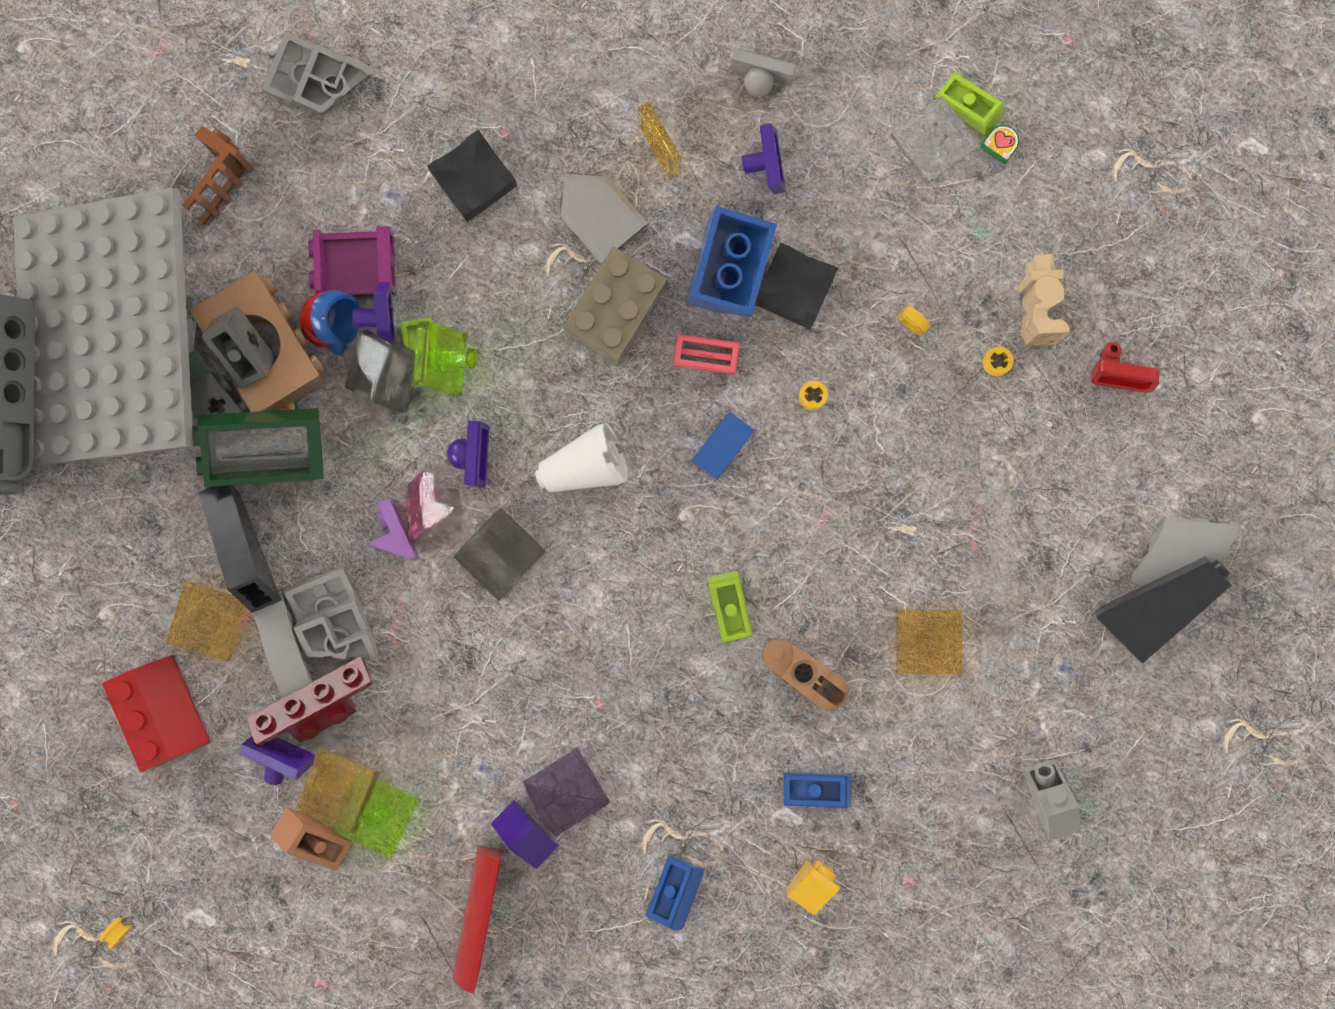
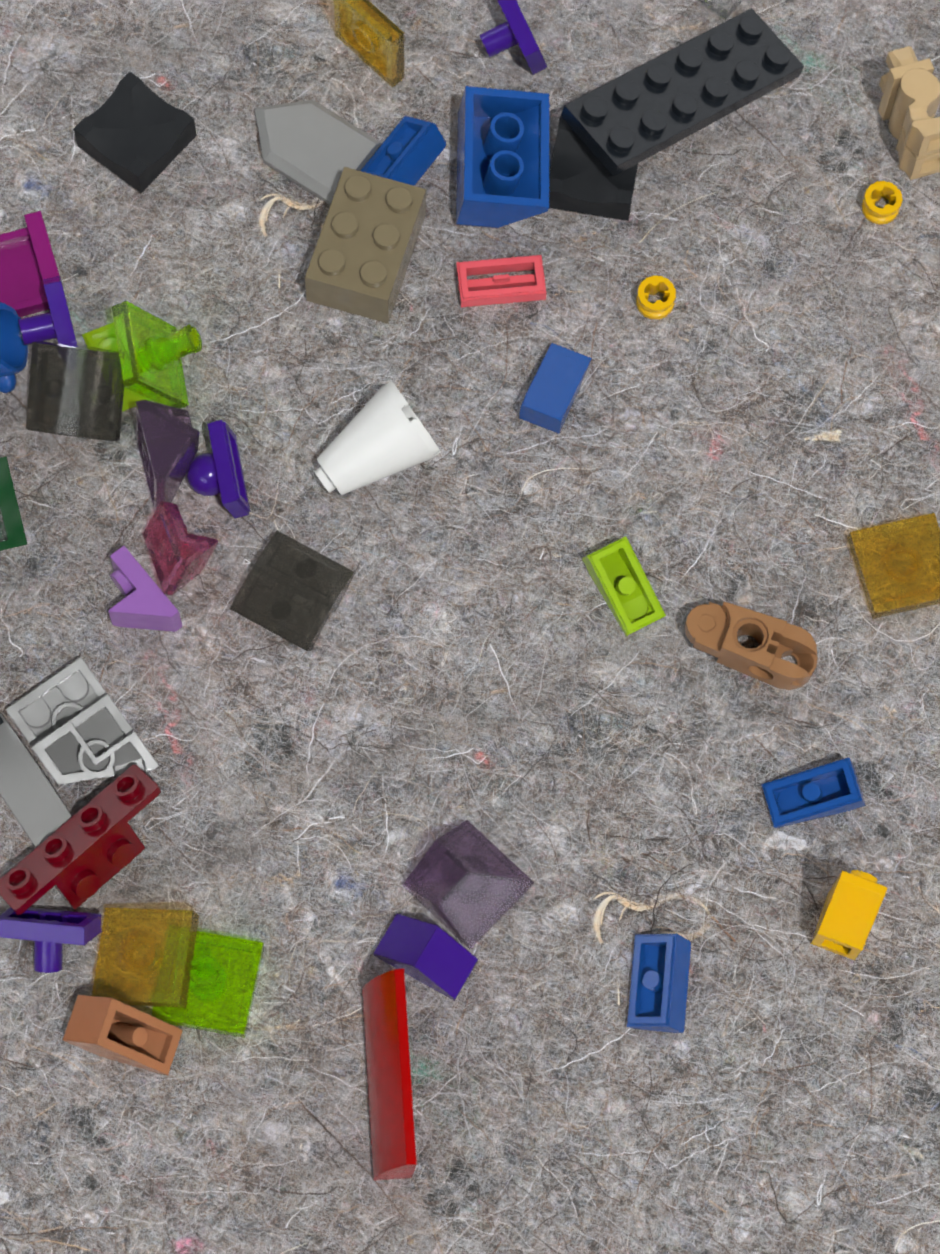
camera: 15 degrees left, 15 degrees down
(434, 432) = (165, 447): none -> clear purple slope
(661, 239) = (407, 151): none -> blue slope
(876, 242) = (681, 91): none -> black plate
(913, 320) = (758, 176): yellow tile -> none

